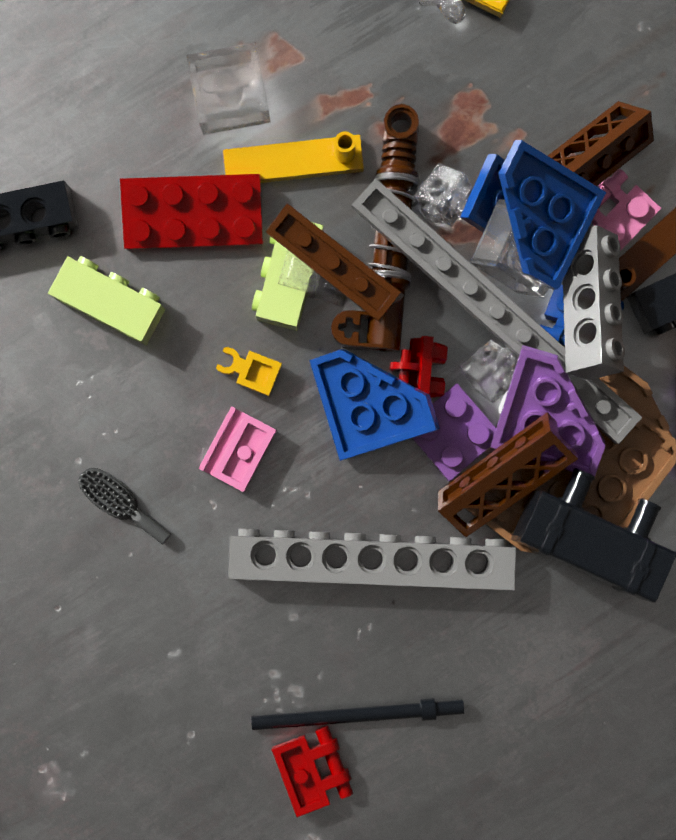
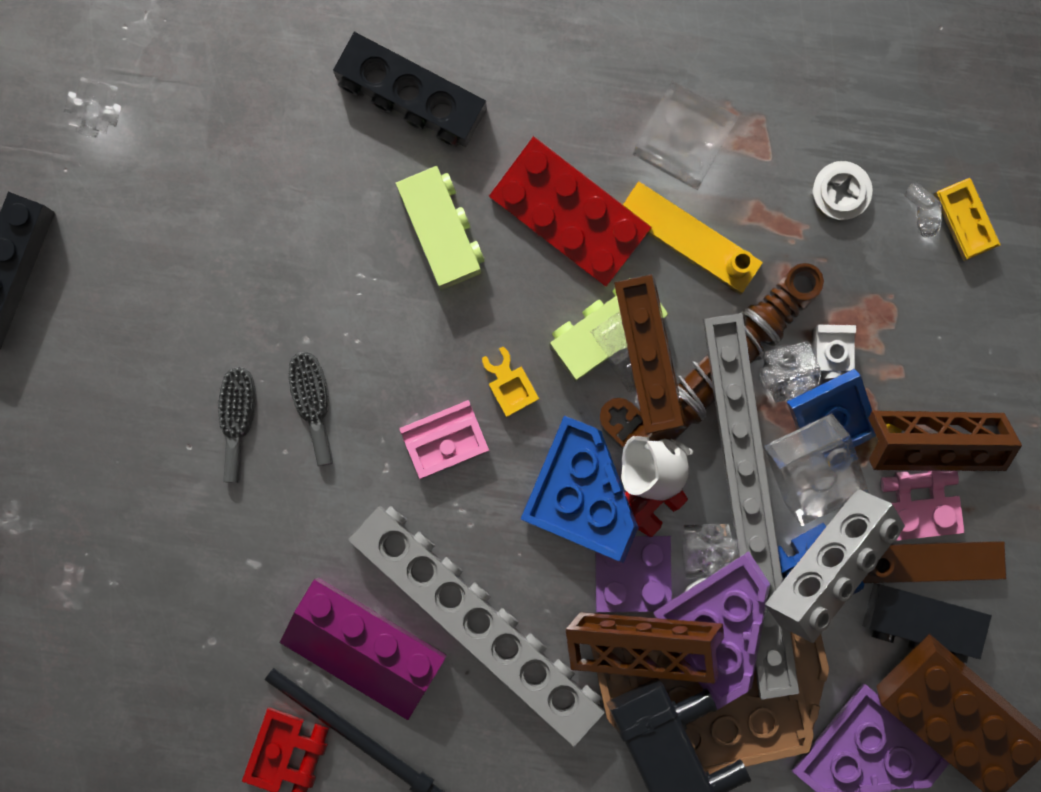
camera: 40 degrees right, 0 degrees up
(73, 558) = (235, 416): none -> dark grey piece
(303, 648) = (362, 648): none -> magenta slope
(383, 26) = (859, 188): none -> white gear
(406, 342) = (654, 467): none -> white helmet
(448, 152) = (828, 335): none -> white brick
(546, 211) = (859, 459): blue plate -> none

